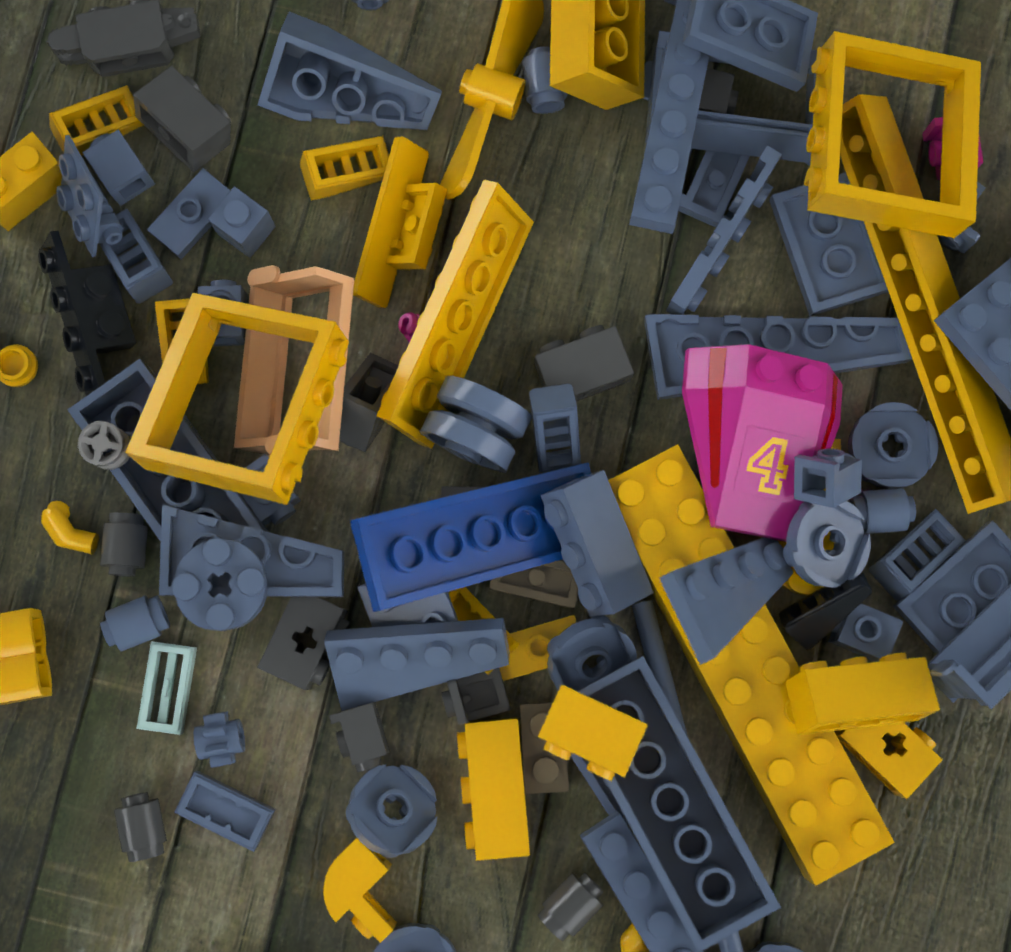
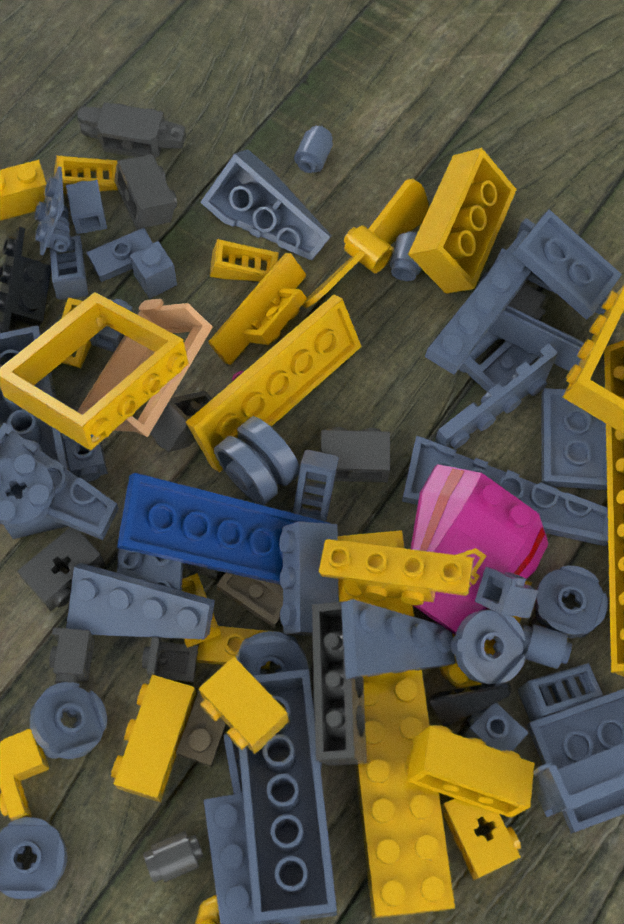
camera: 20 degrees right, 15 degrees down
(694, 689) = (337, 700): none -> dark grey brick
(700, 506) = (396, 571): none -> yellow bracket

